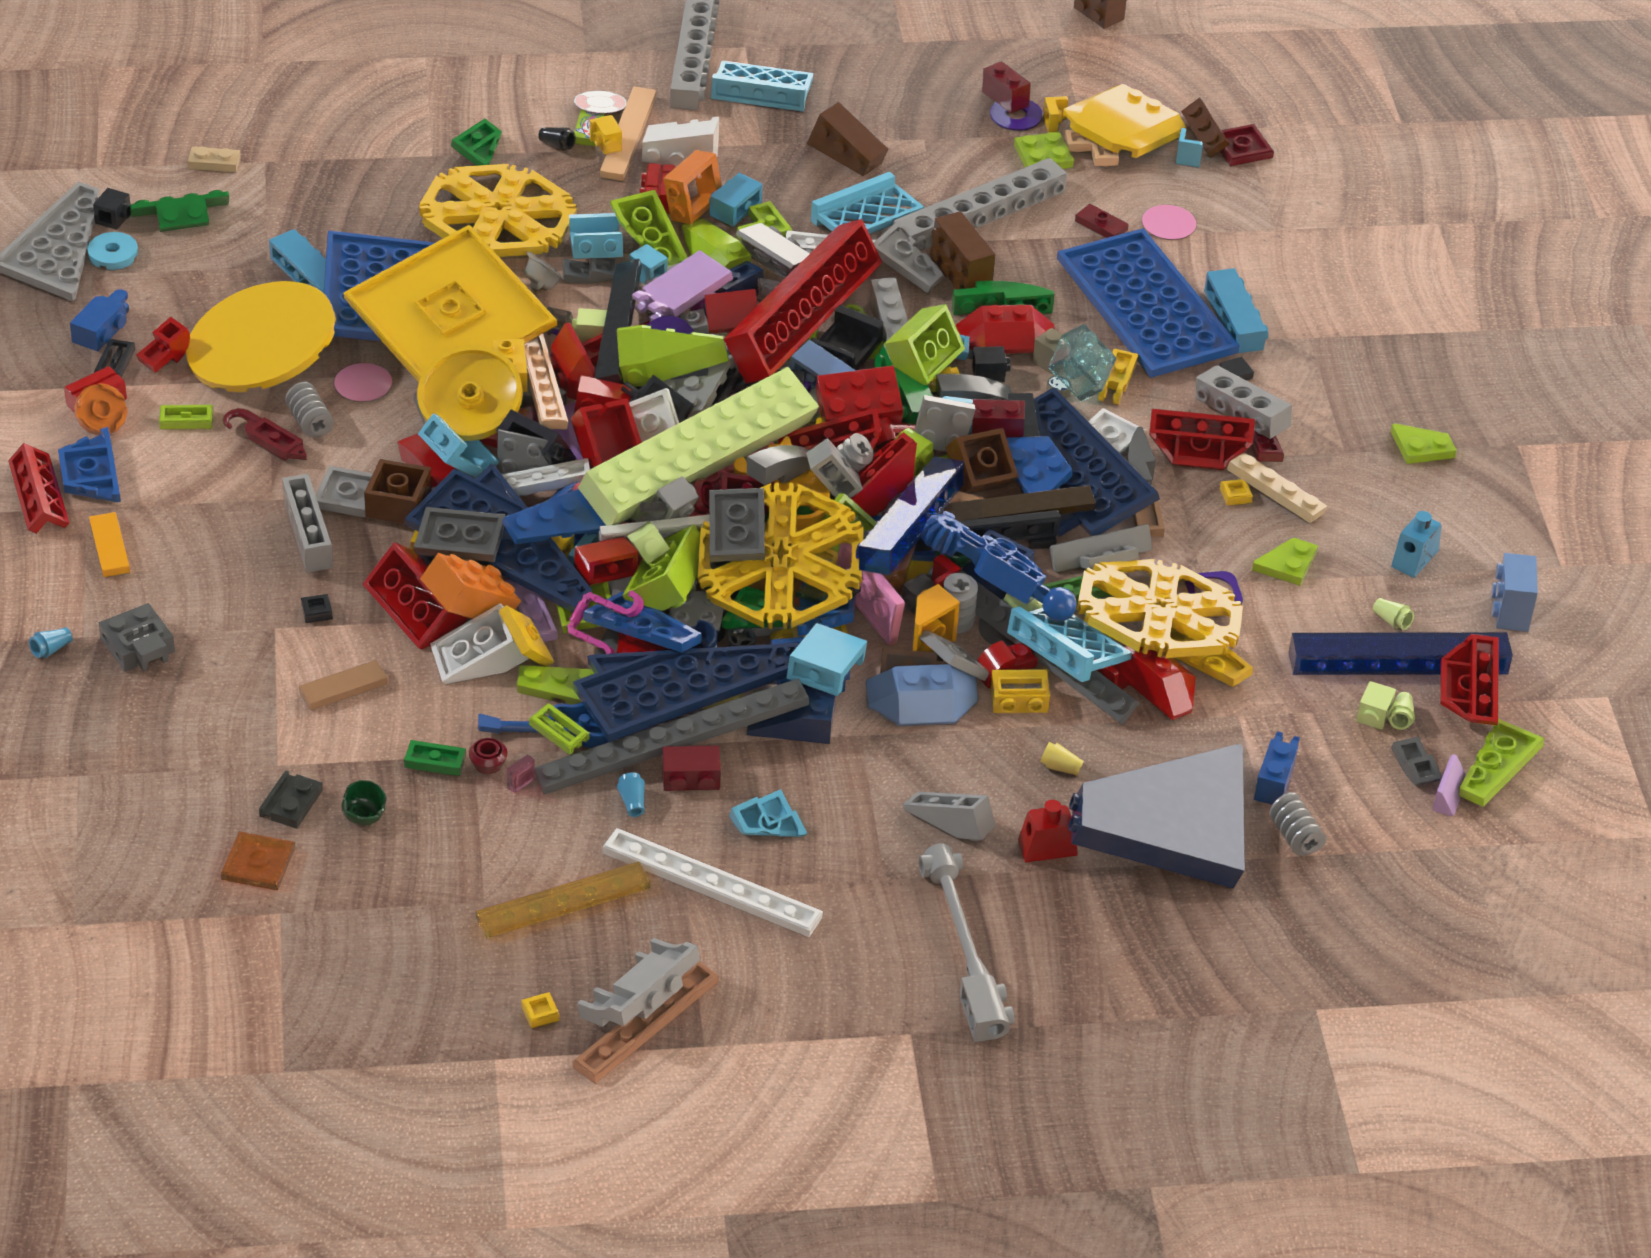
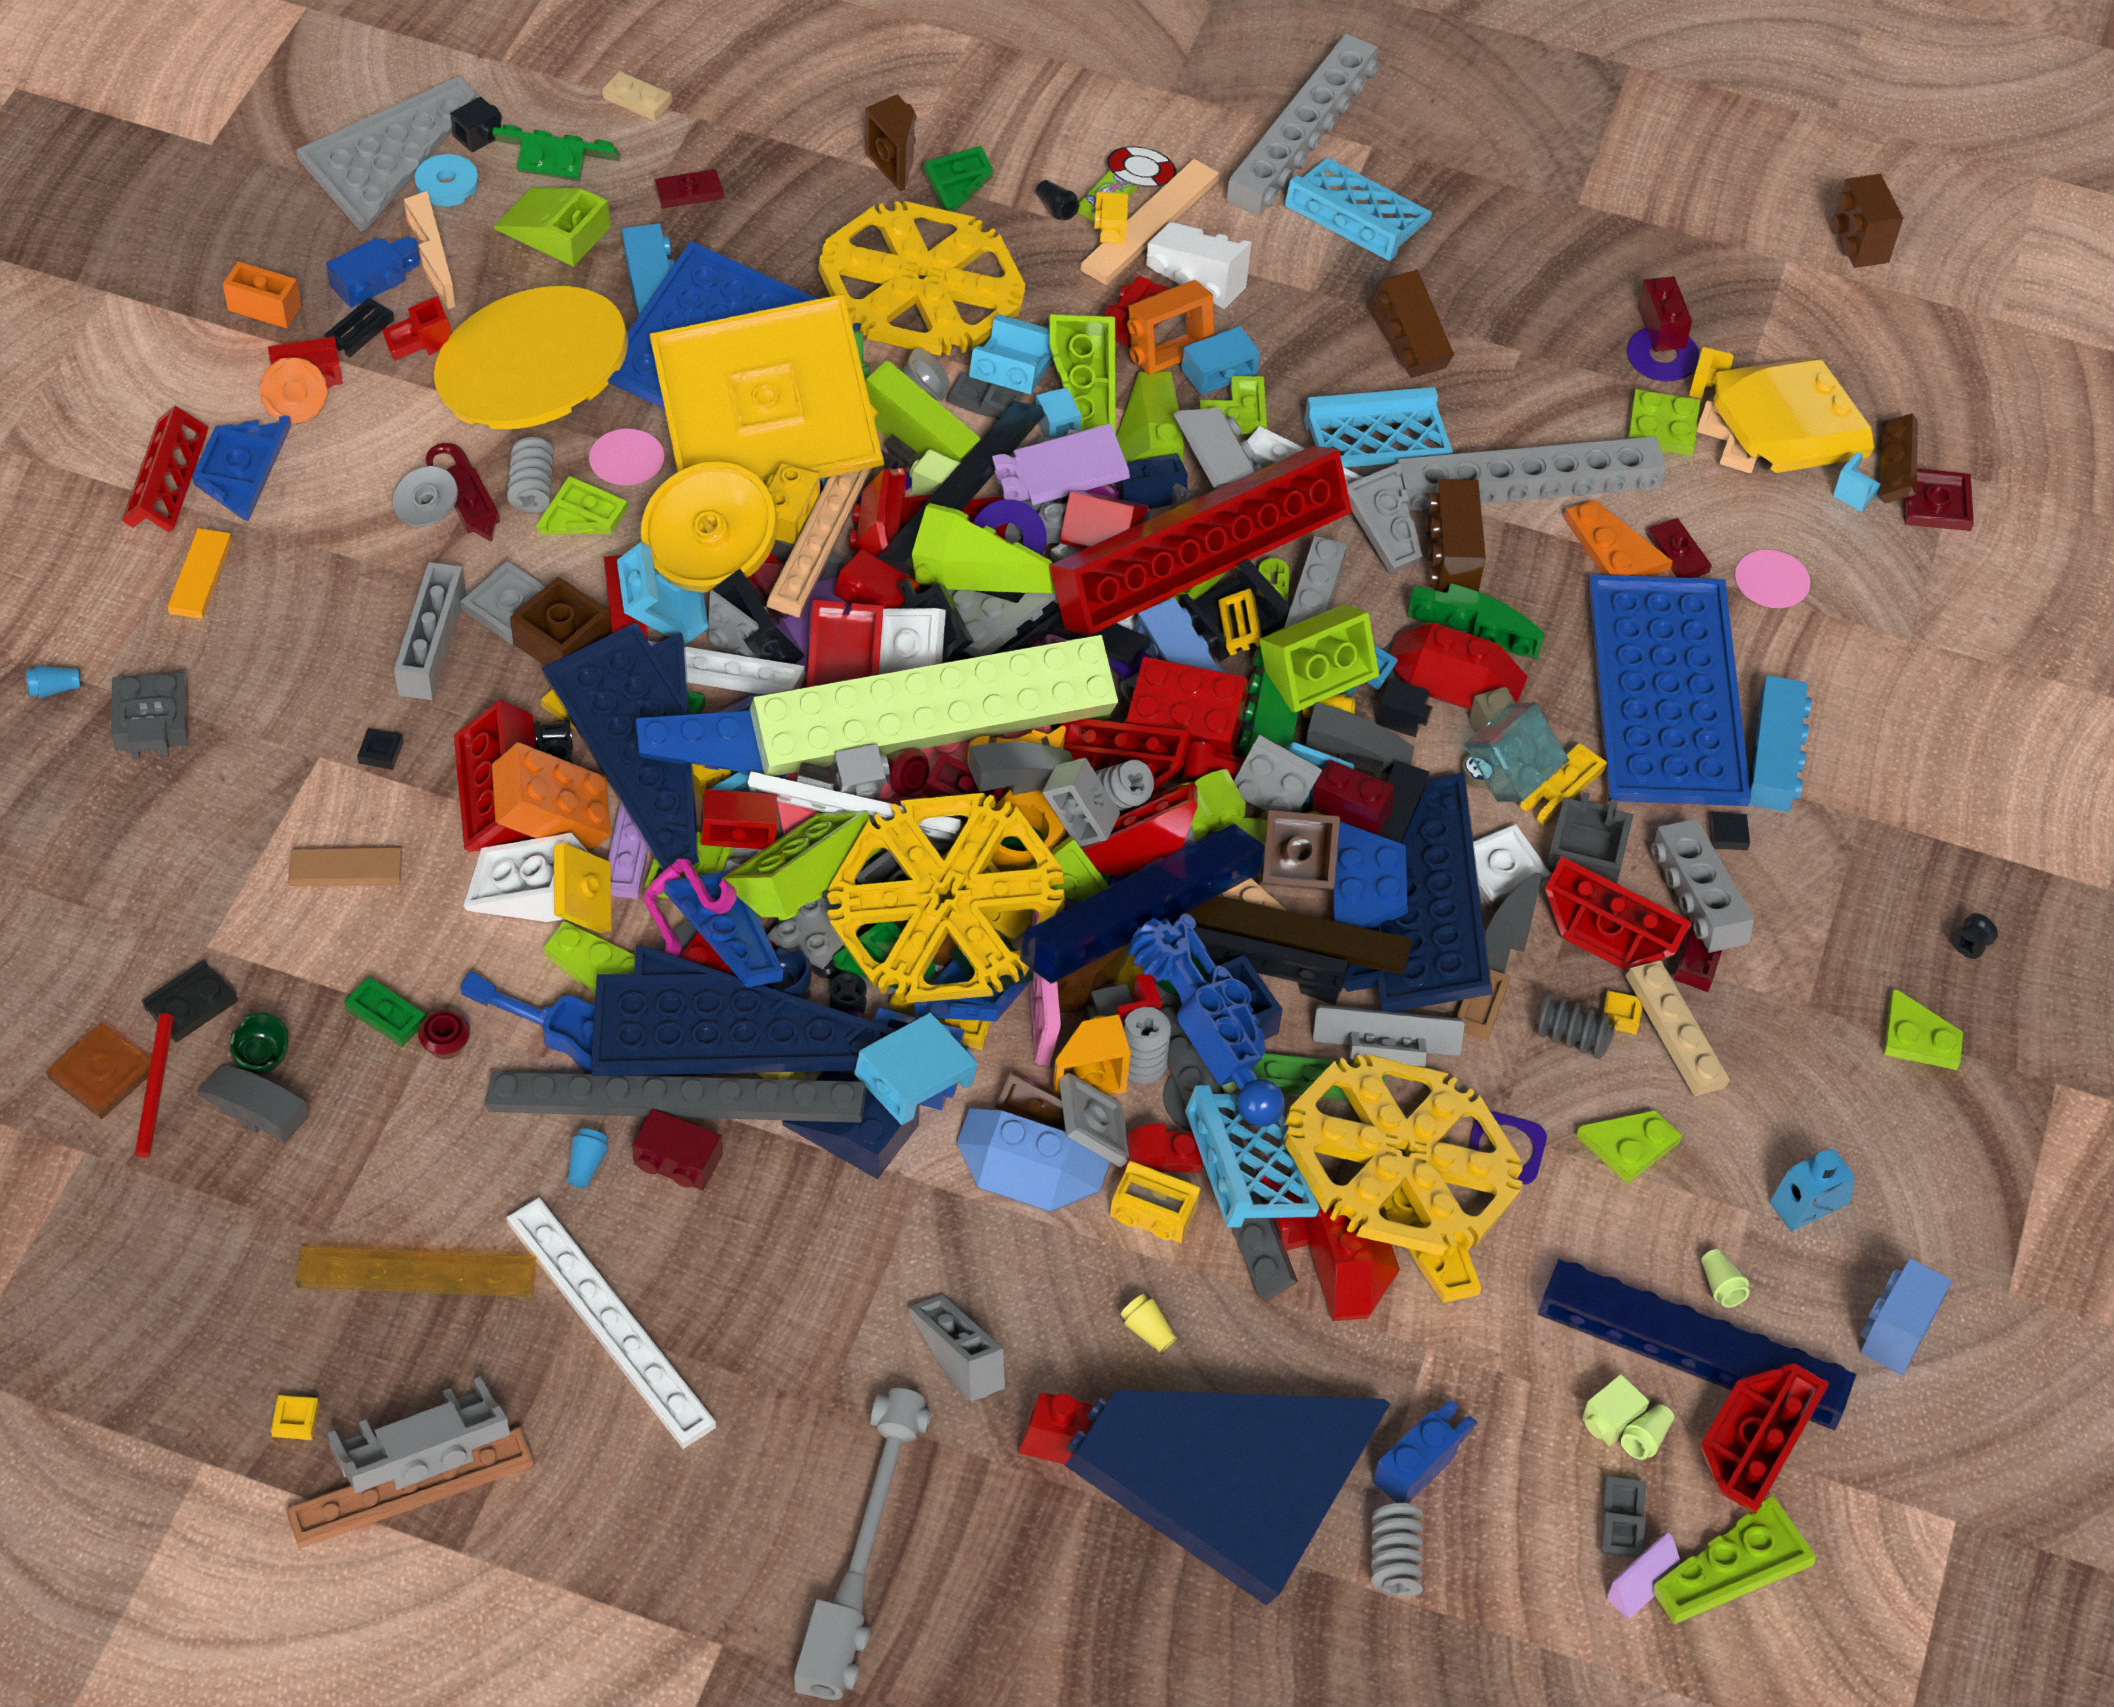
camera: 25 degrees right, 10 degrees up
(34, 357) = (262, 294): none -> orange brick
(142, 299) = (432, 256): none -> light nougat slope
(186, 416) = (389, 436): lime tile -> none
(215, 250) = (557, 221): none -> lime slope
(242, 437) = (420, 487): none -> light grey dish
(292, 205) = (688, 188): none -> dark red plate
(305, 854) = (154, 1085): none -> red bar
(359, 421) = (582, 510): none -> lime wing
(383, 838) = (255, 1102): none -> dark grey slope
(422, 131) = (891, 138): none -> reddish brown slope
(460, 533) = (582, 718): dark grey plate -> none
(521, 773) = (469, 1075): clear pink tile -> none
(555, 732) = (555, 1058): lime tile -> none
(560, 289) = (916, 416): none -> lime slope
(648, 542) = (797, 816): yellowish green brick -> none
(737, 525) = (906, 837): dark grey plate -> none
(767, 817) = (731, 1257): medium azure slope -> none
(865, 353) = (1244, 639): none -> yellow tile
(1056, 231) = (1613, 544): none -> orange wing
(1155, 394) = (1591, 836): none -> dark grey piece
(1215, 505) = (1575, 1026): none -> dark grey piece
(1418, 373) = (1974, 935): none -> black wheel

